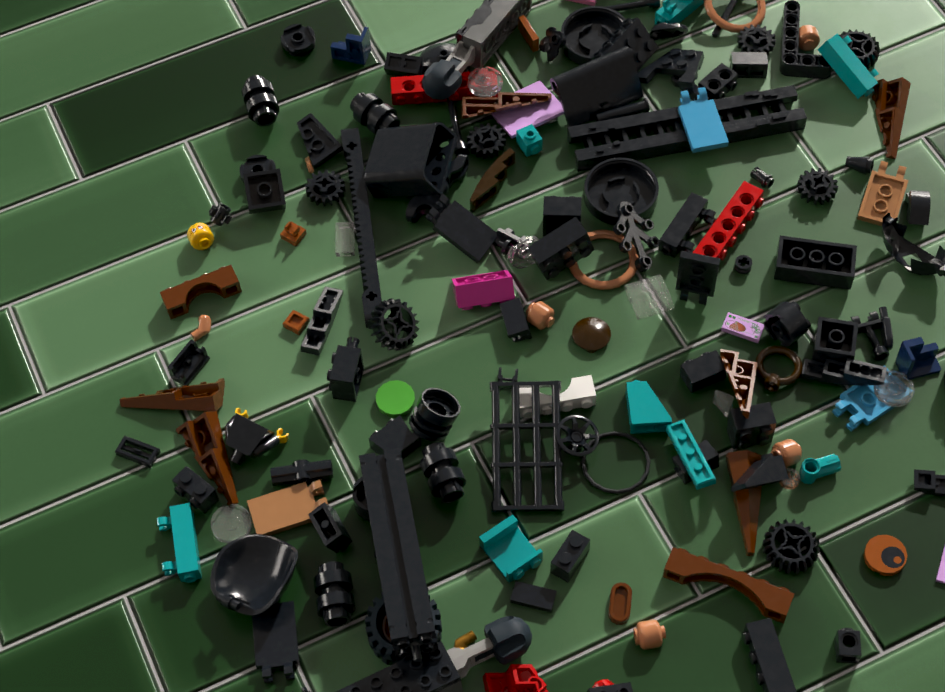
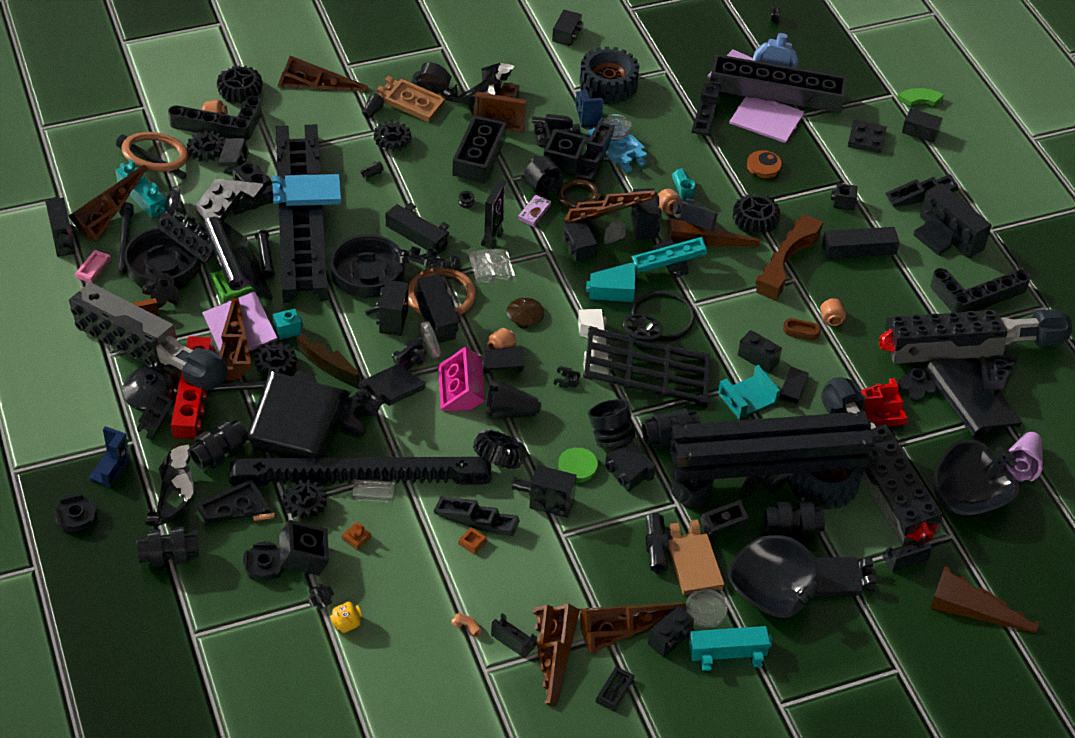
camera: 90 degrees left, 10 degrees down
(221, 282) = (429, 640): reddish brown arch -> none
(249, 437) = (613, 582): black torso -> none
(308, 99) = (175, 476): none -> black animal
(457, 328) = (510, 402): none -> black cone
(485, 82) = (206, 339): clear tile -> none
(731, 222) = (427, 201): red brick -> none
(848, 66) = (265, 86): teal brick -> none
(881, 278) = (503, 107): none -> reddish brown piece

